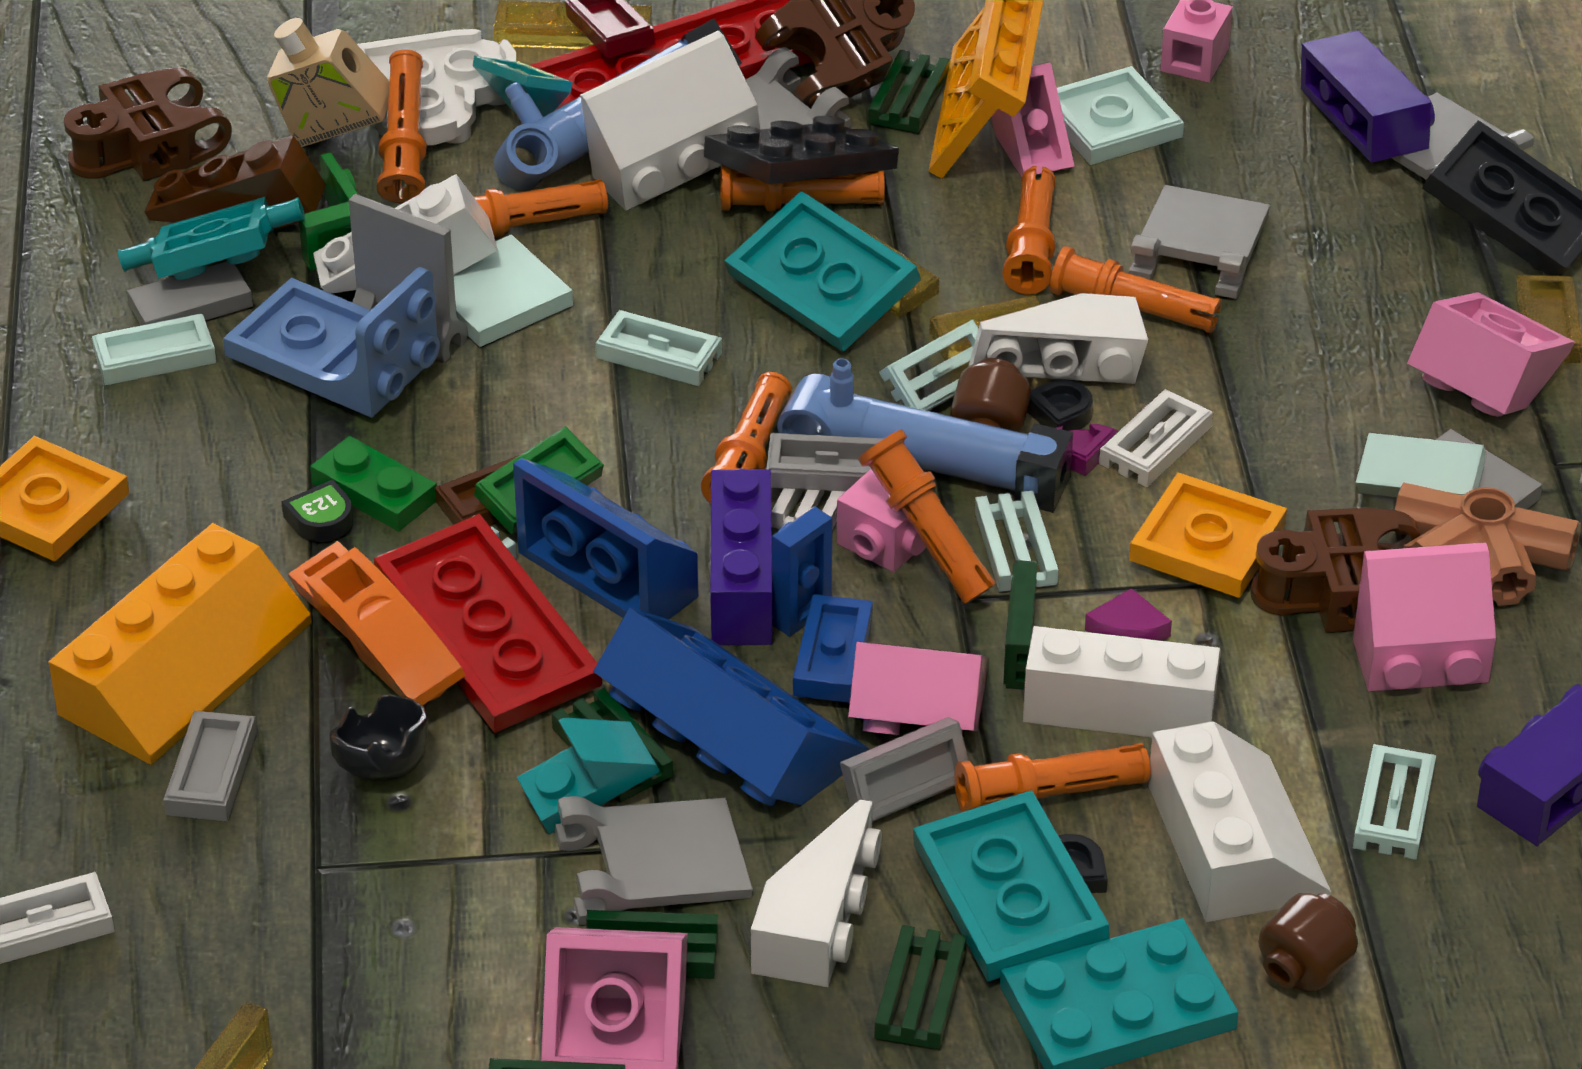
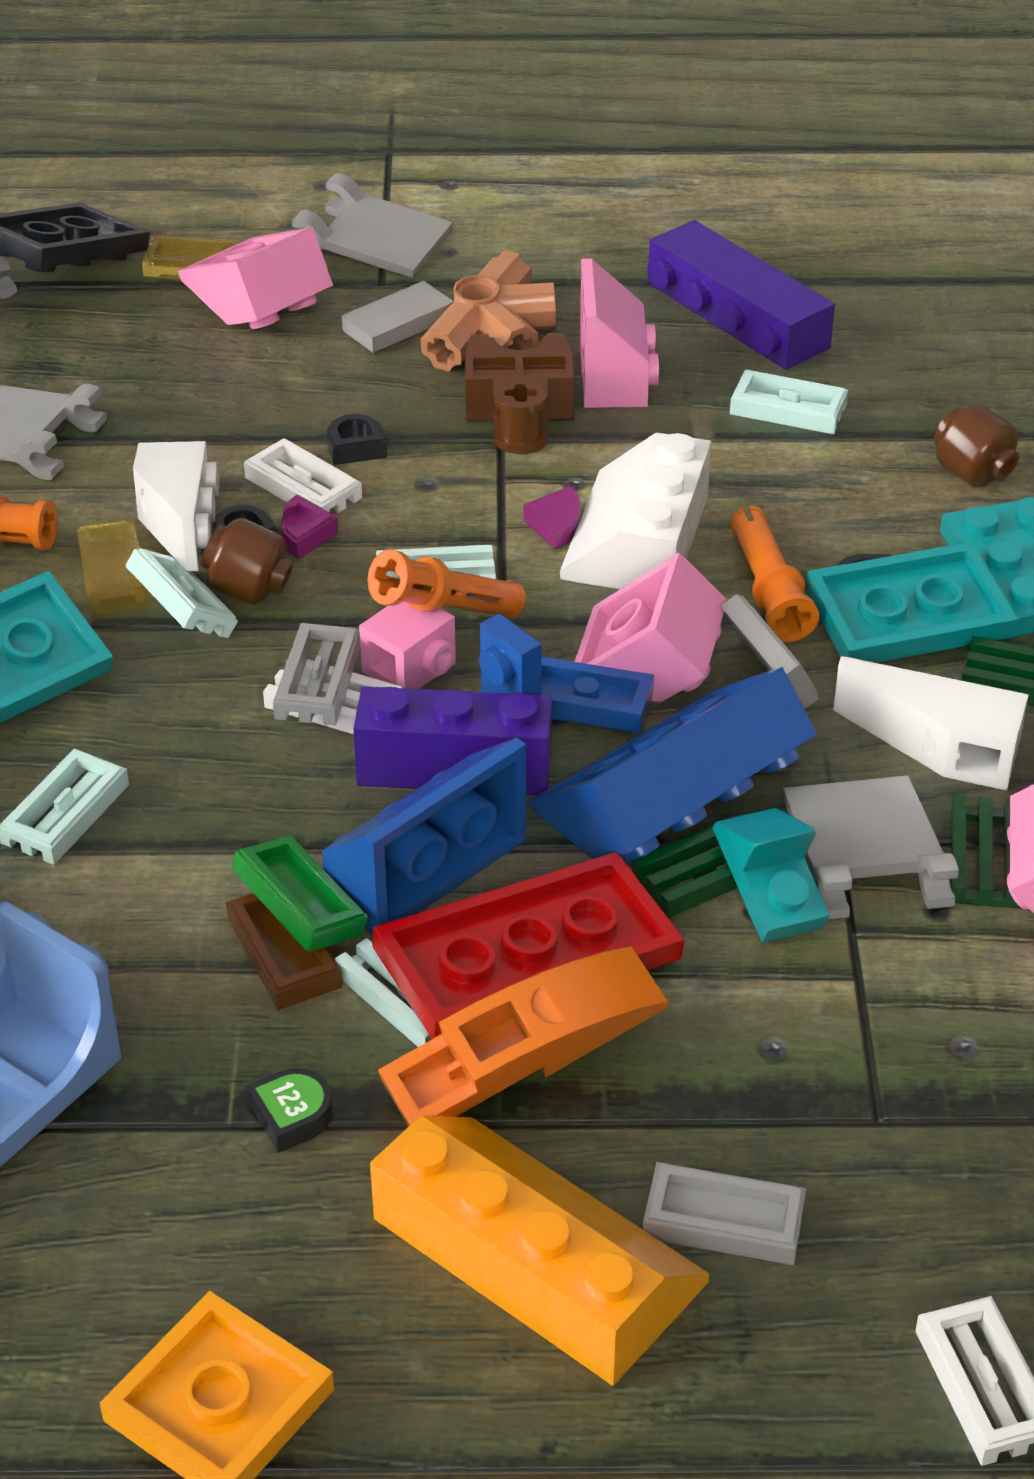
camera: 85 degrees left, 0 degrees up
(375, 483) = (250, 1047): green plate -> none
(383, 742) = (717, 1030): black hair -> none
(766, 401) = (280, 740): orange pin -> none
(936, 441) = (262, 637): medium blue piece -> none
(1020, 623) = (572, 560): dark green tile -> none
(1087, 276) = (80, 478): orange pin -> none
(1206, 534) = (456, 455): light orange plate -> none
(1230, 822) = (836, 479): white slope -> none
(1236, 465) = (355, 439): none -> black tile
(1420, 462) = (397, 332): light aqua tile -> none

